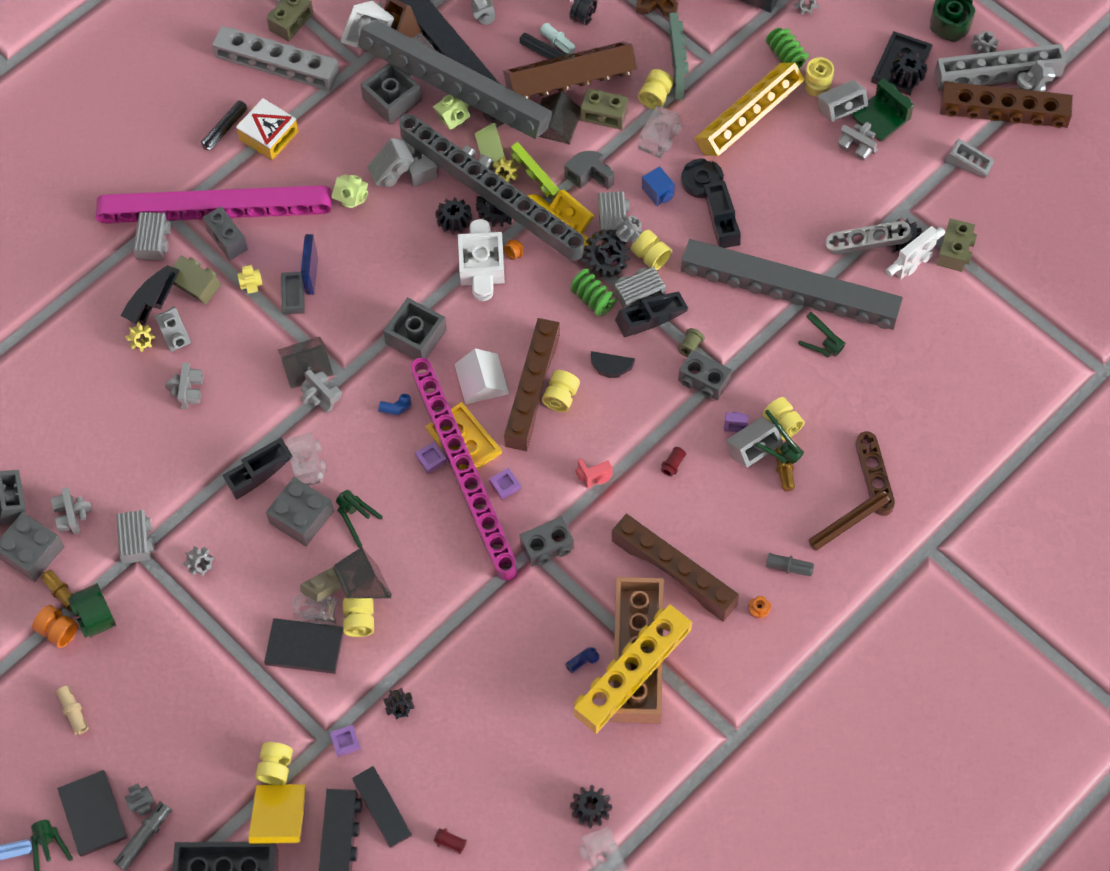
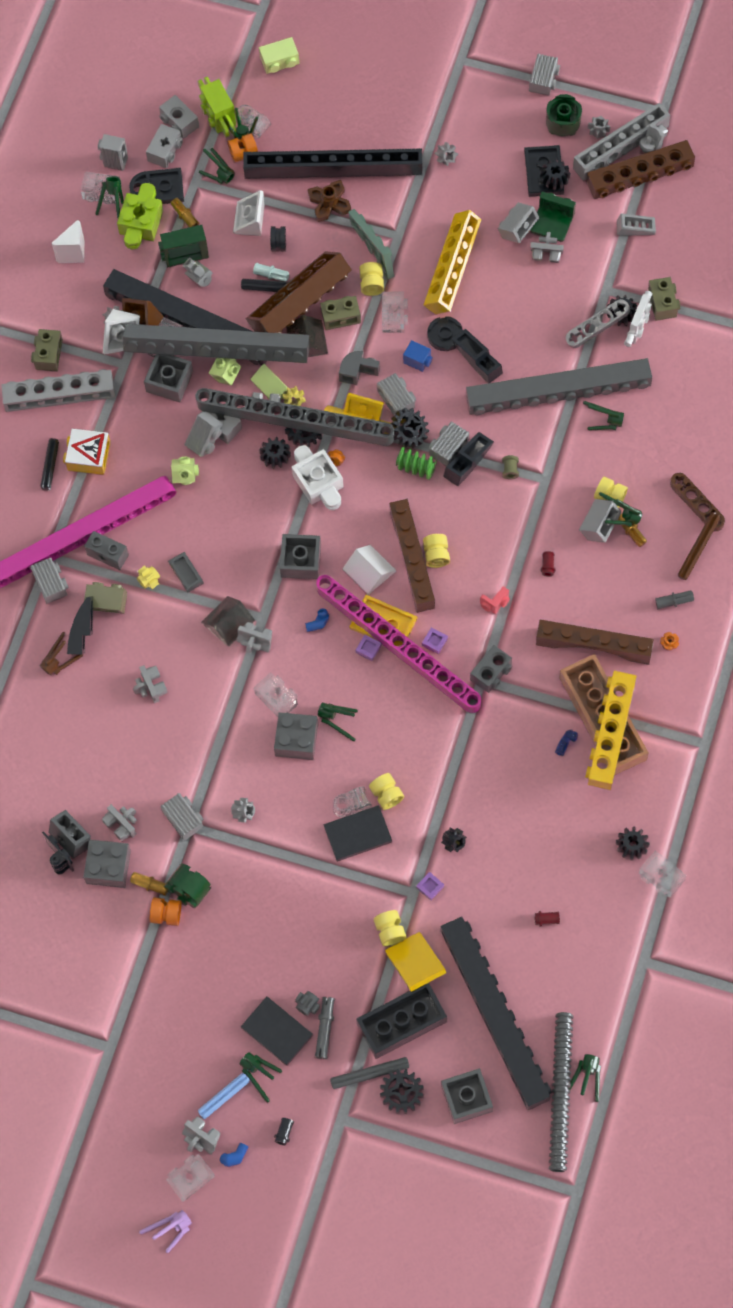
camera: 25 degrees left, 5 degrees up
(72, 710) = (215, 965): tan pin -> none
(101, 318) = (50, 663): none -> reddish brown plant
(144, 340) = (91, 663): light yellow gear -> none
(172, 329) = (114, 645): light grey hips -> none
(257, 468) = (244, 719): black slope -> none
(309, 264) = (189, 544): clear blue tile -> none
(321, 585) = (348, 780): dark tan plate -> none
(361, 576) = (373, 762): clear smoke slope -> none
(381, 806) = (485, 919): black slope -> none
(534, 171) = (317, 388): lime wing -> none
(611, 365) = (459, 513): black tile -> none
(628, 228) = (418, 401): light grey gear -> none
(651, 250) = (441, 409): light yellow wheel -> none
(707, 370) = (534, 482): dark grey brick -> none
(735, 421) = (577, 512): medium lavender plate -> none
(786, 47) = (451, 199): bright green piece -> none
(818, 76) = (490, 211): light yellow wheel -> none

